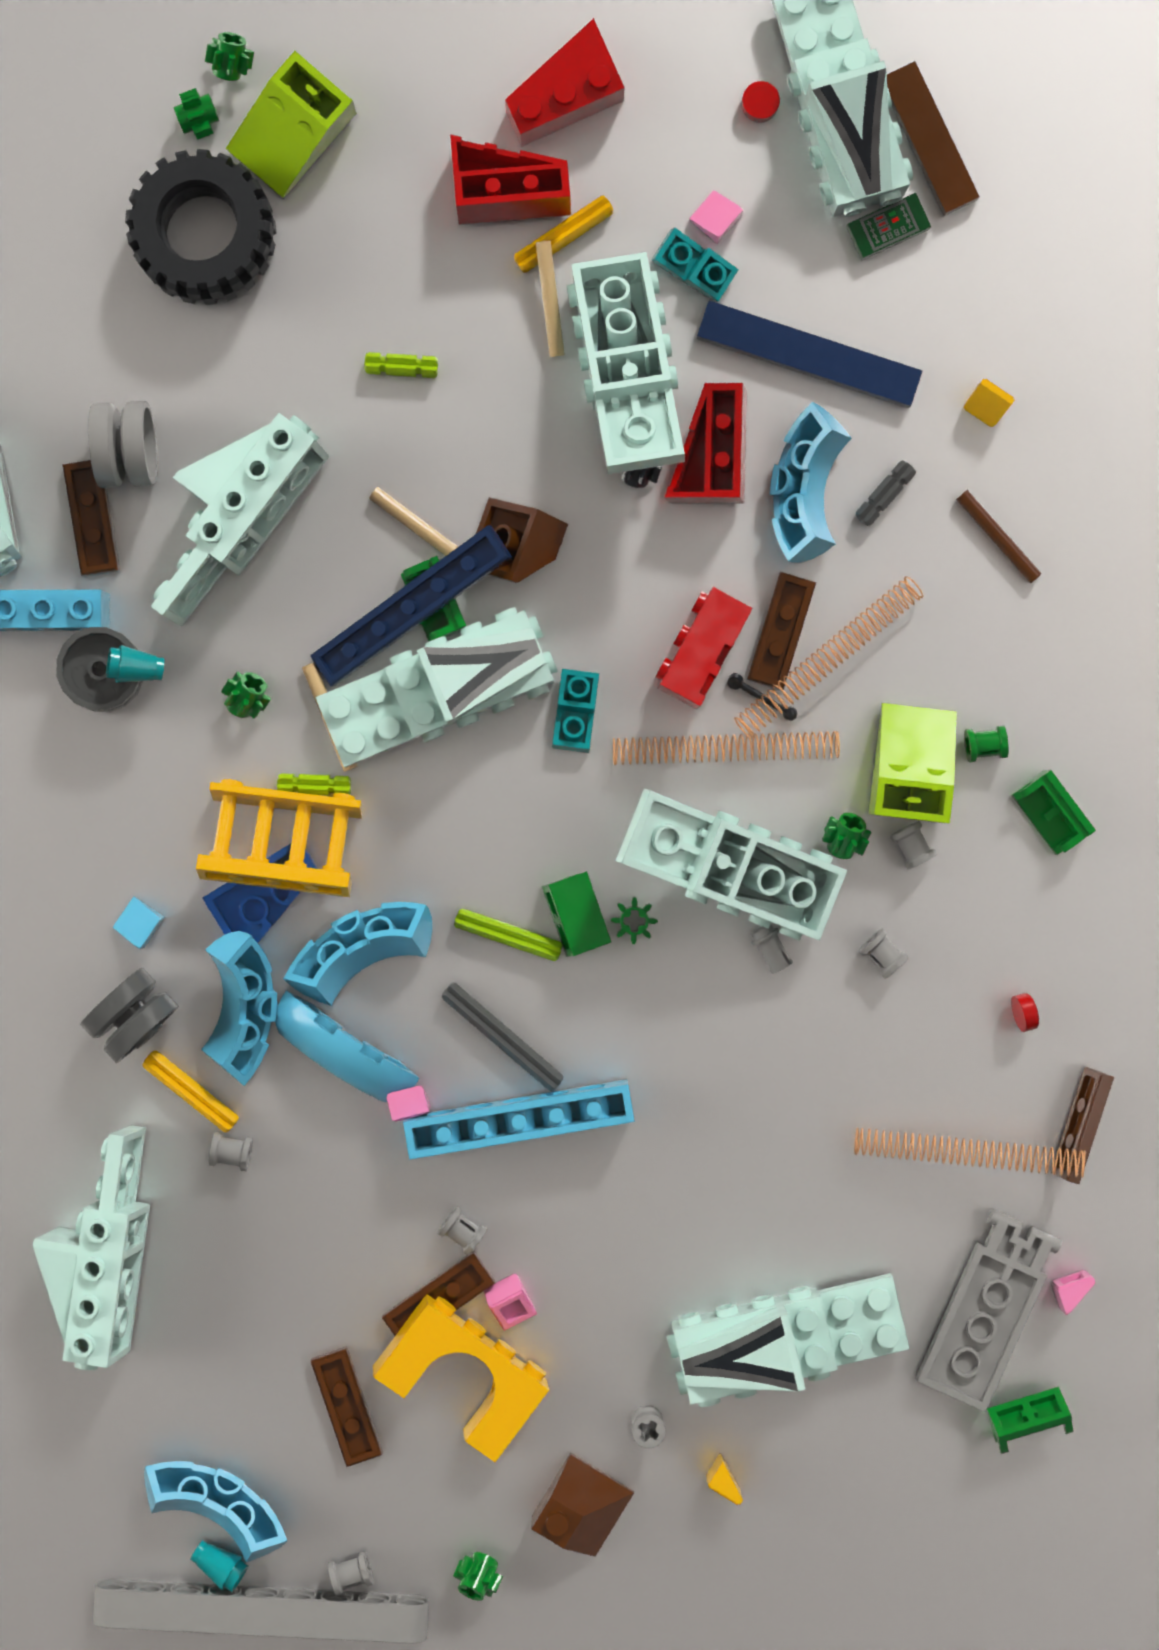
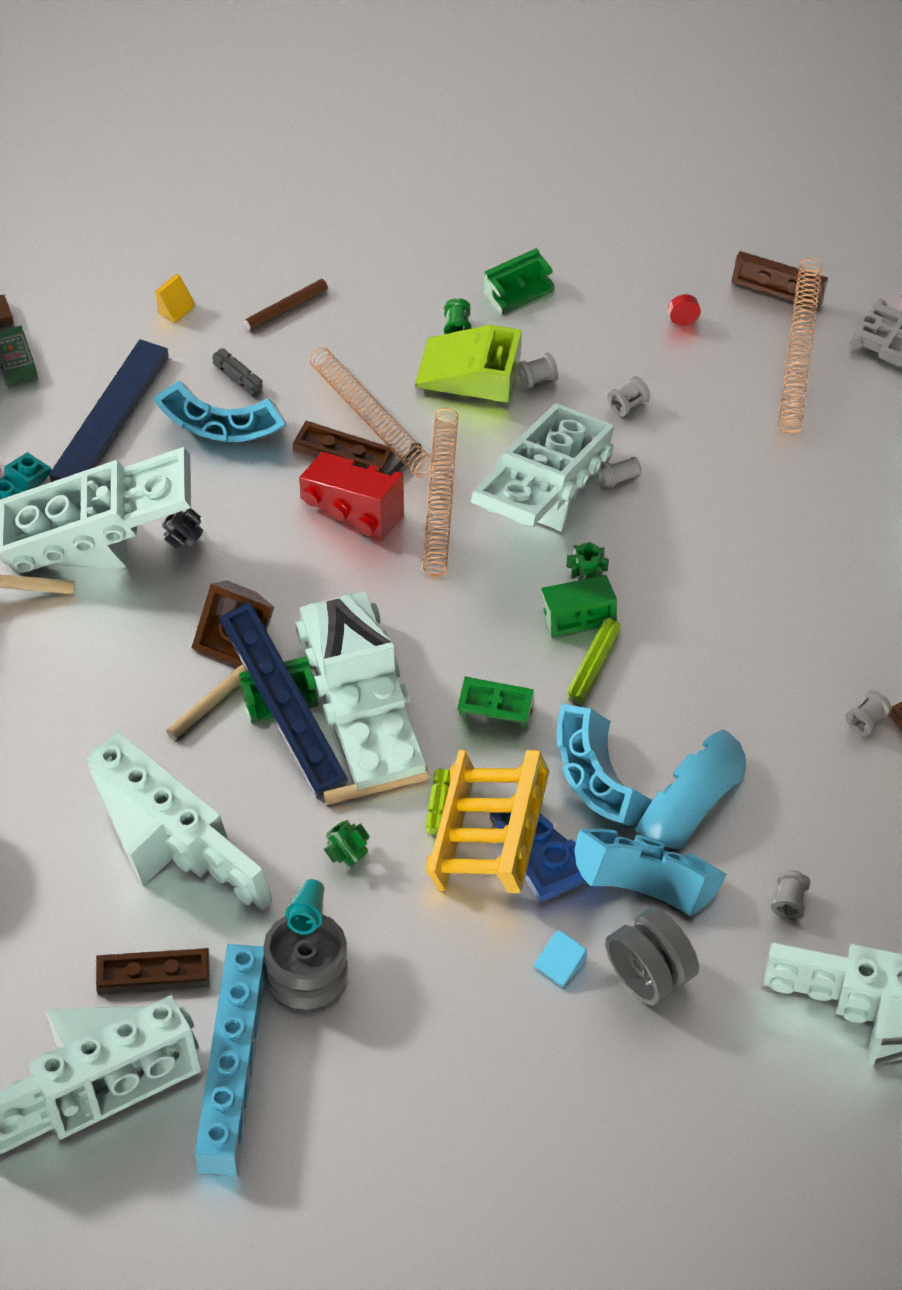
camera: 85 degrees left, 35 degrees down
(122, 444) = (88, 915): light grey wheel -> none
(190, 1091) = (732, 927): yellow axle -> none
(401, 365) = (57, 702): lime axle -> none
(408, 1103) = (749, 740): bright pink slope -> none
(433, 834) = (496, 700): none -> green hinge
(502, 1036) = (687, 672): dark grey axle -> none
(518, 1119) = (764, 656): medium azure brick -> none
(575, 710) = (397, 598): teal slope -> none
(714, 449) = (207, 464): red wedge -> none
(846, 836) = (525, 409): green gear -> none

